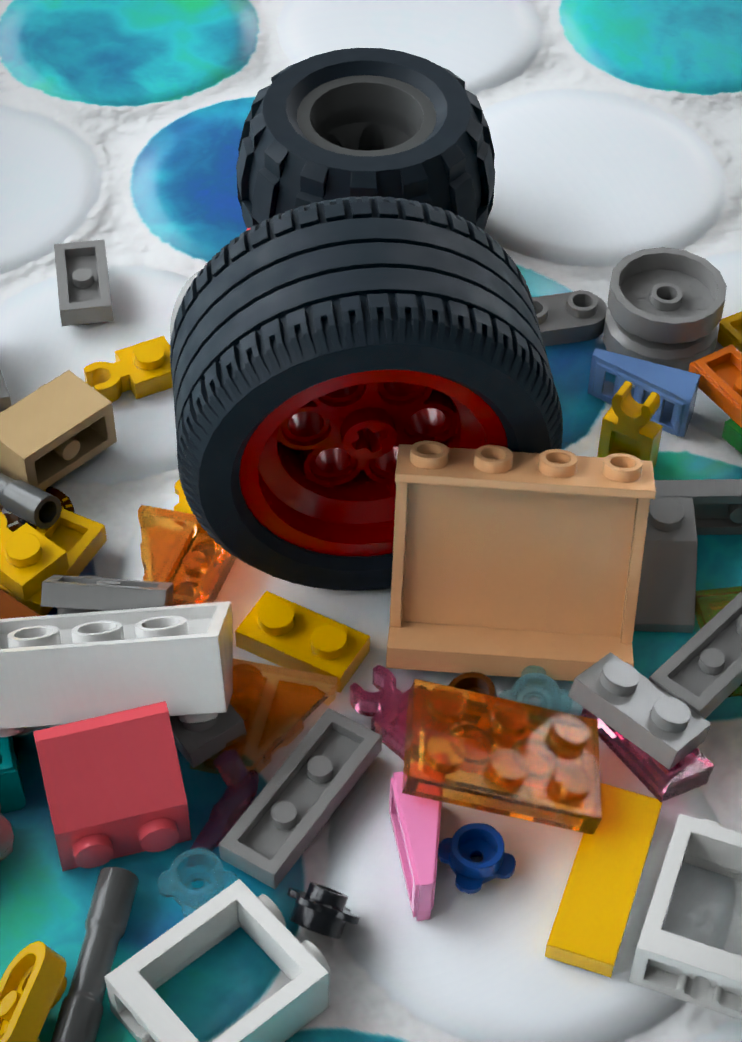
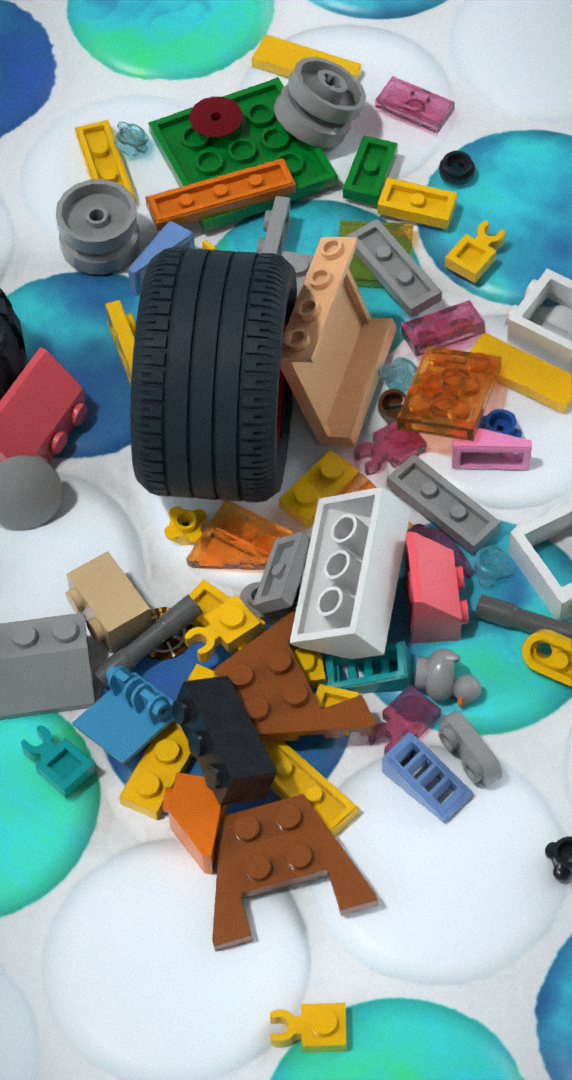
camera: 75 degrees left, 10 degrees up
(138, 368) = (41, 550): yellow plate -> none
(321, 910) = (525, 504): black plate -> none
(570, 317) = (64, 291): light grey plate -> none
(639, 710) = (430, 321): light grey plate -> none

